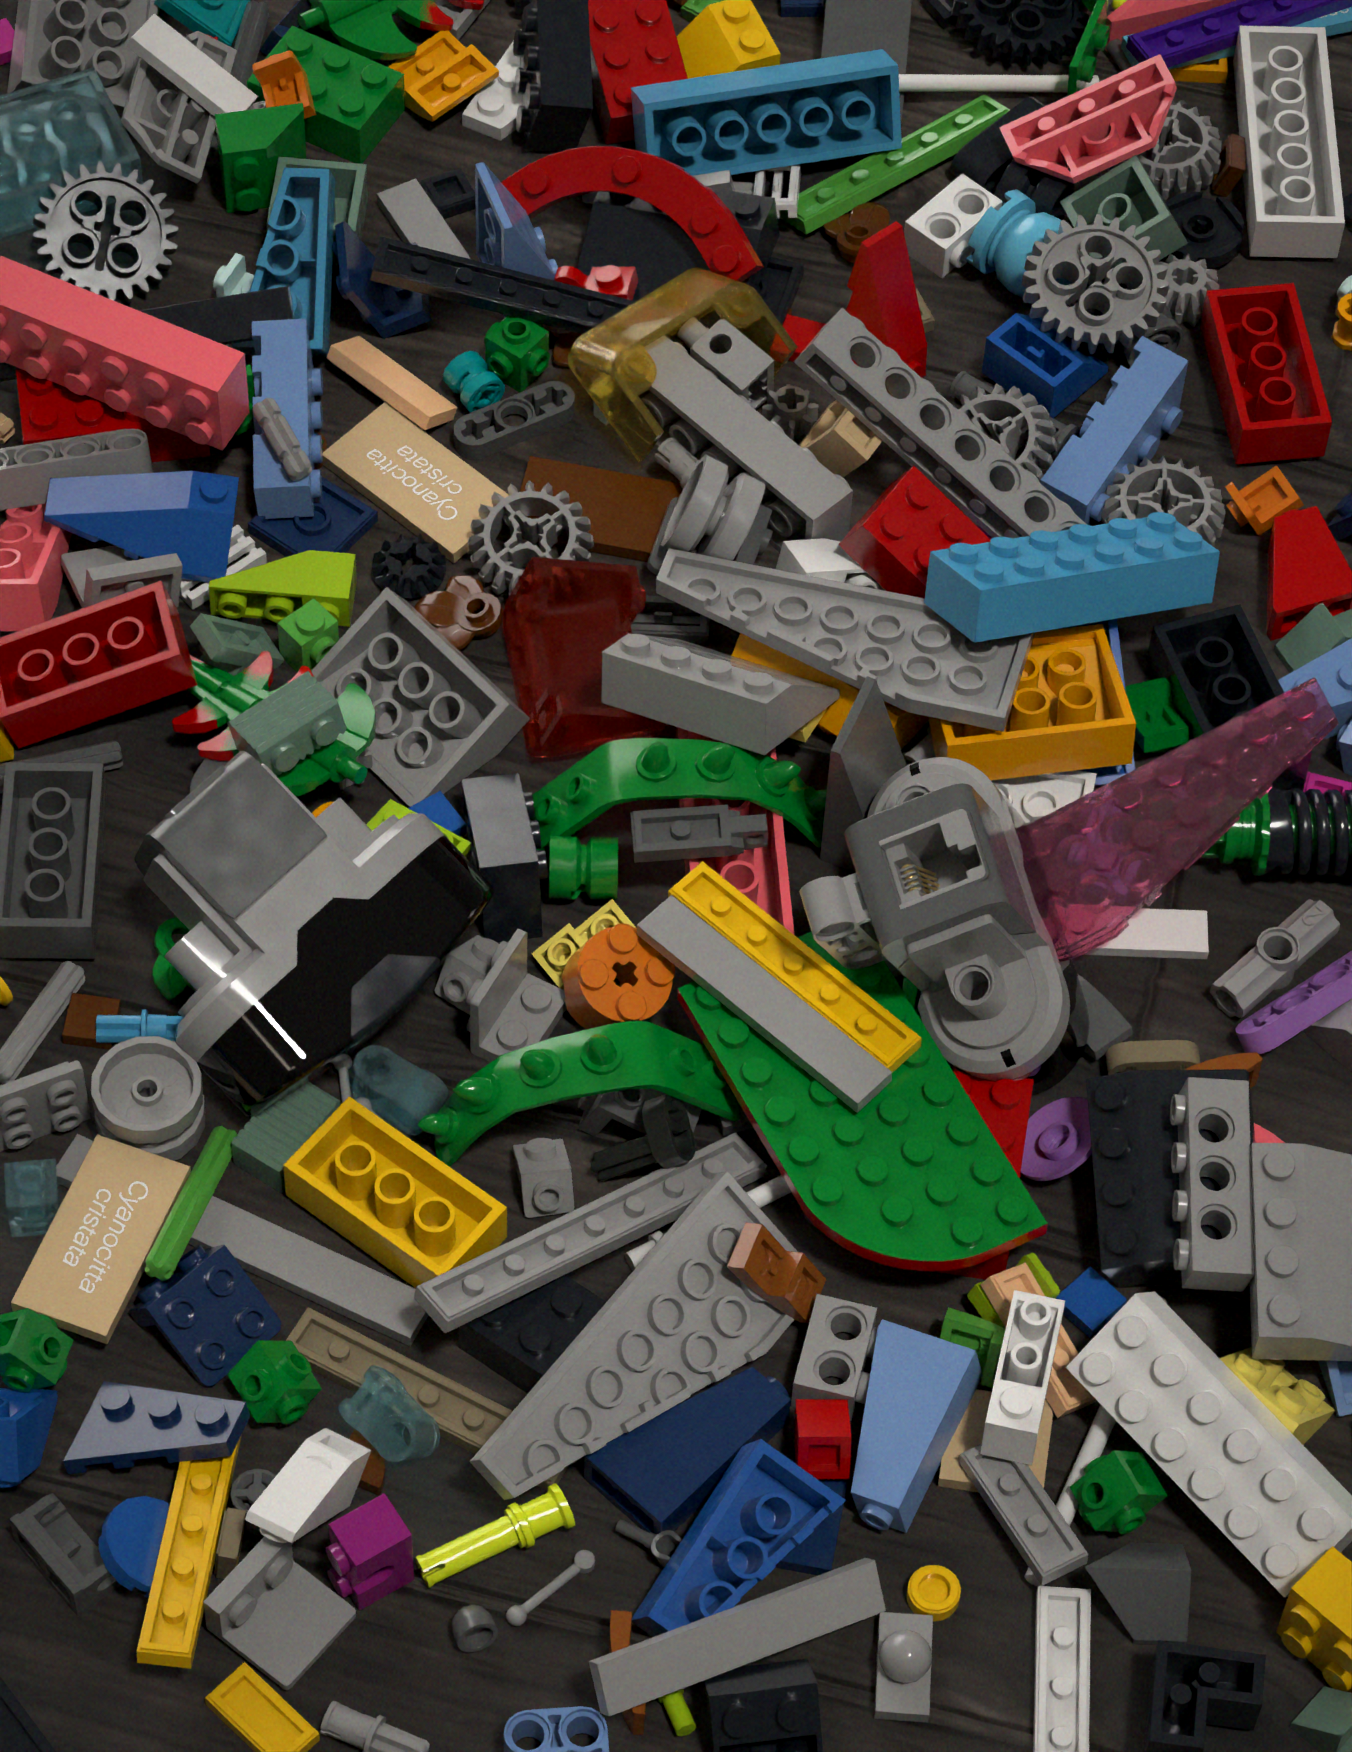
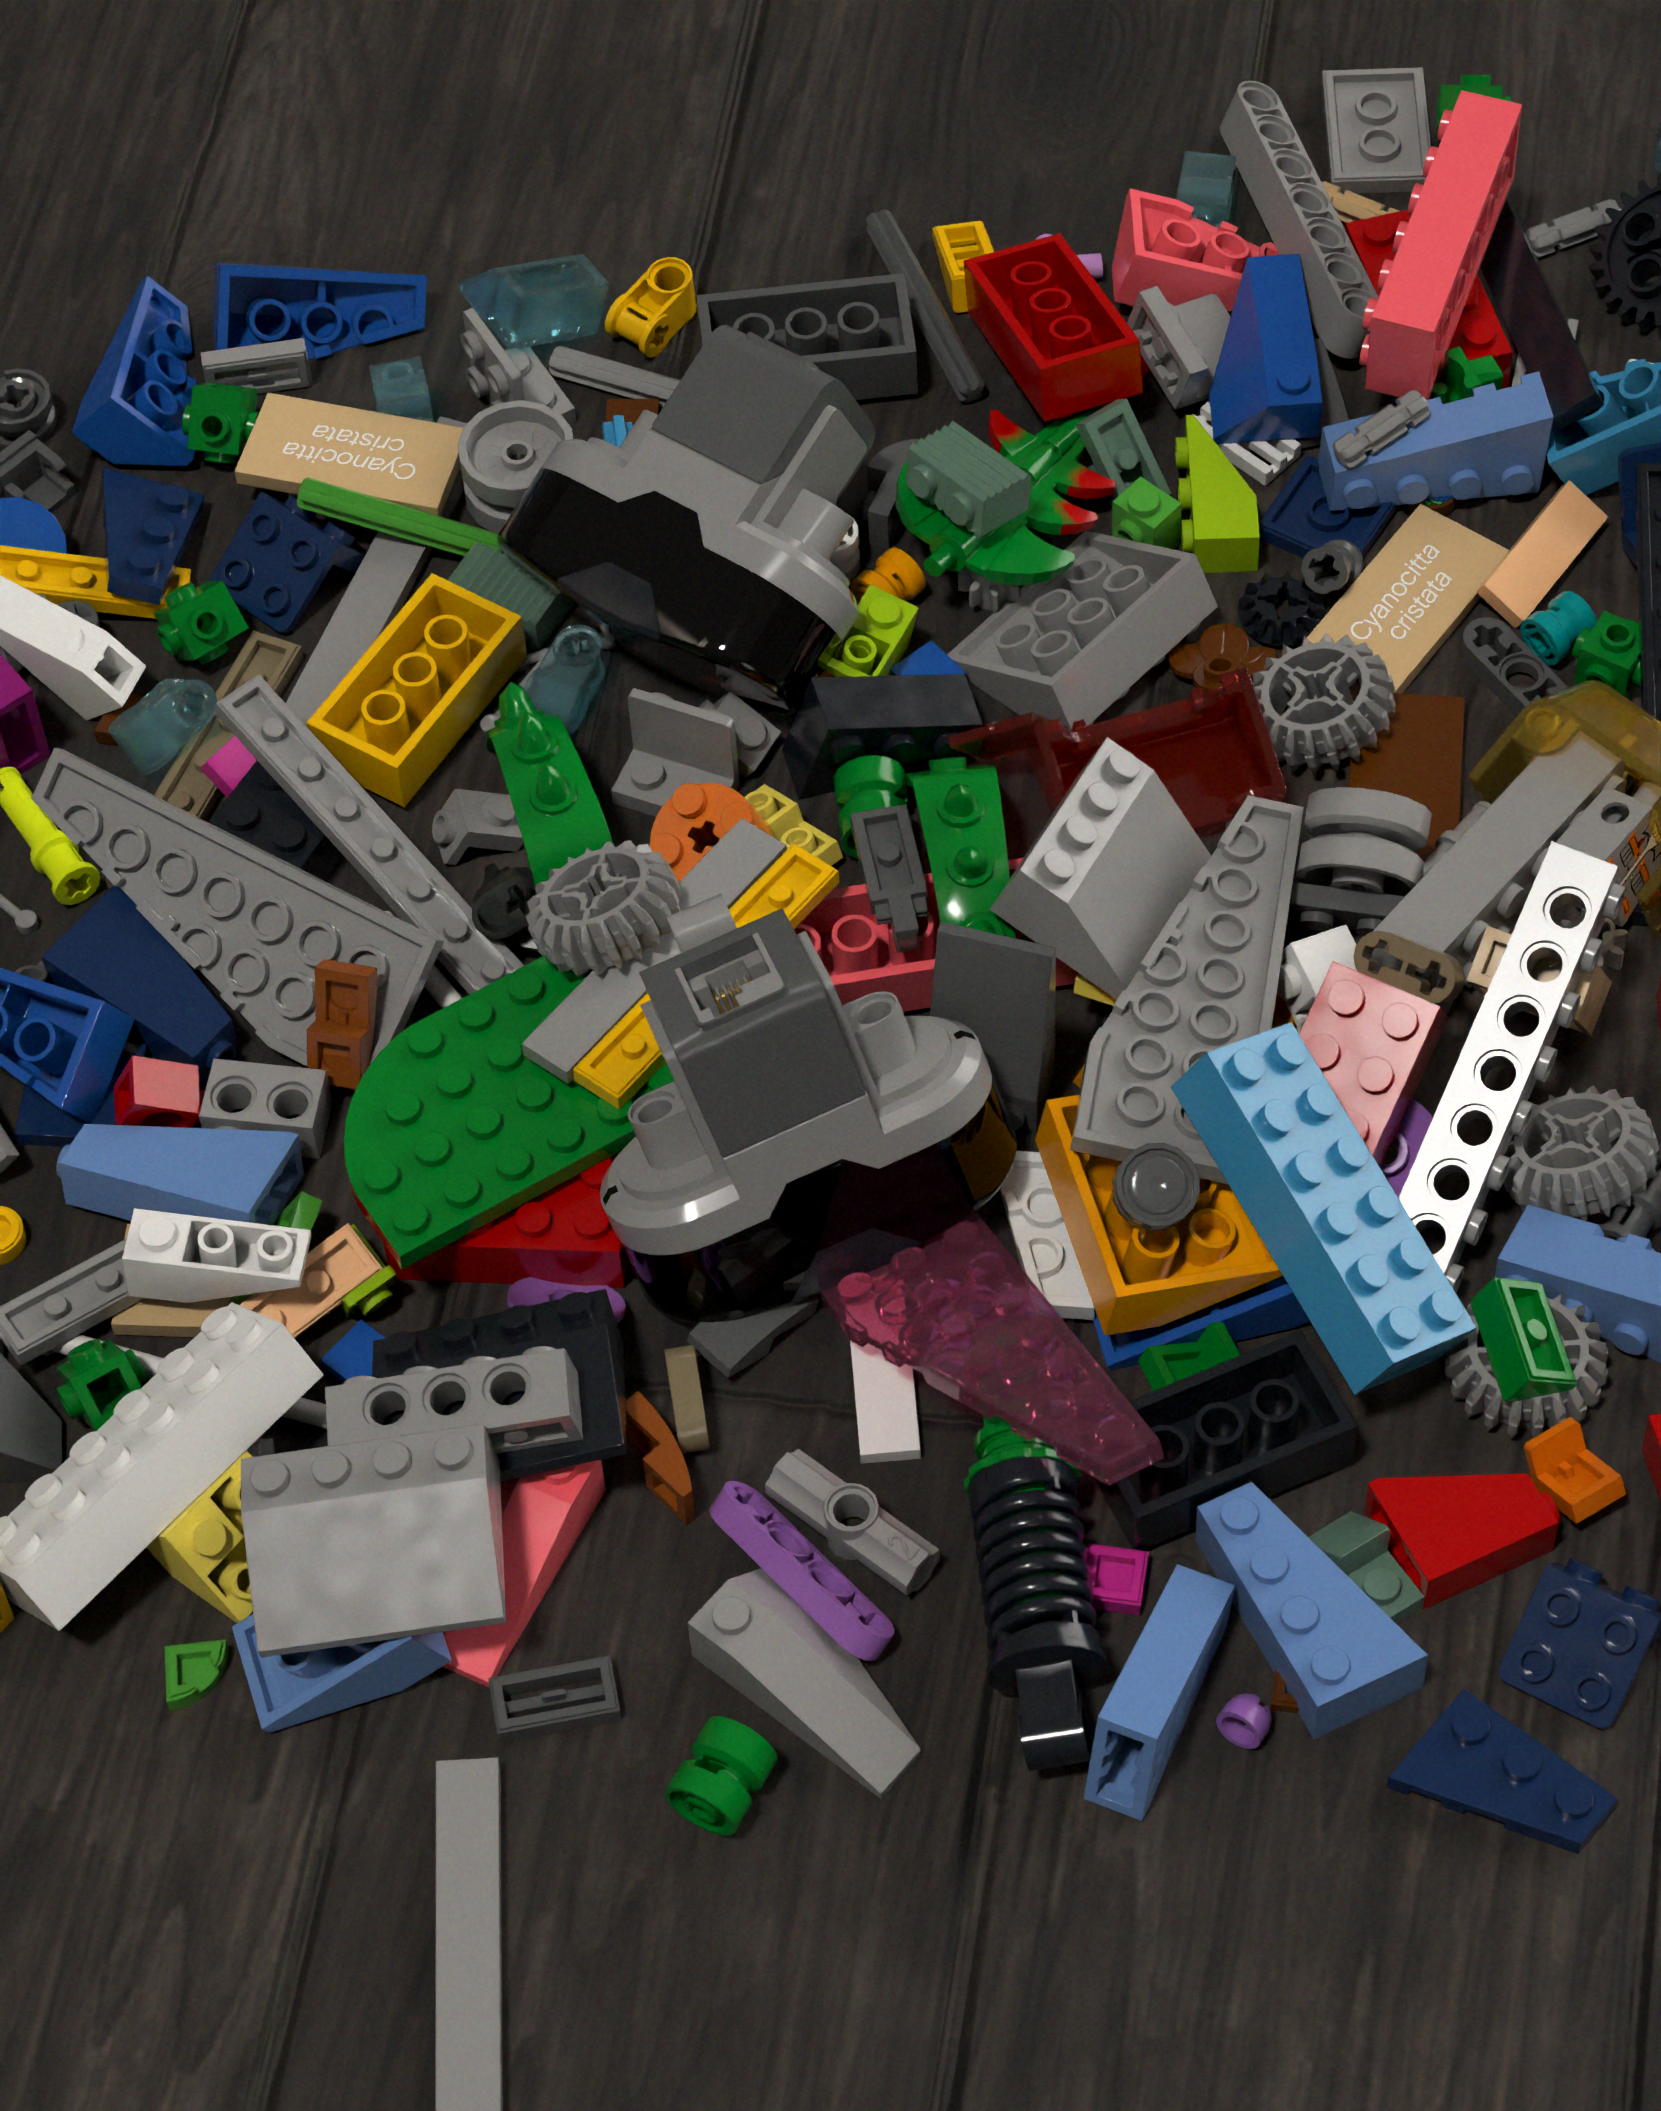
camera: 90 degrees right, 0 degrees up
(378, 510) = (1347, 561): none -> dark grey bush
(449, 1362) = (228, 766): none -> dark pink tile
(541, 750) = (998, 738): none -> clear red piece
(734, 985) = (603, 908): none -> light grey gear
(860, 499) = (1413, 955): none -> dark tan beam
(1054, 673) = (1155, 1186): none -> dark grey wheel
(1184, 495) = (1522, 1339): none -> green slope

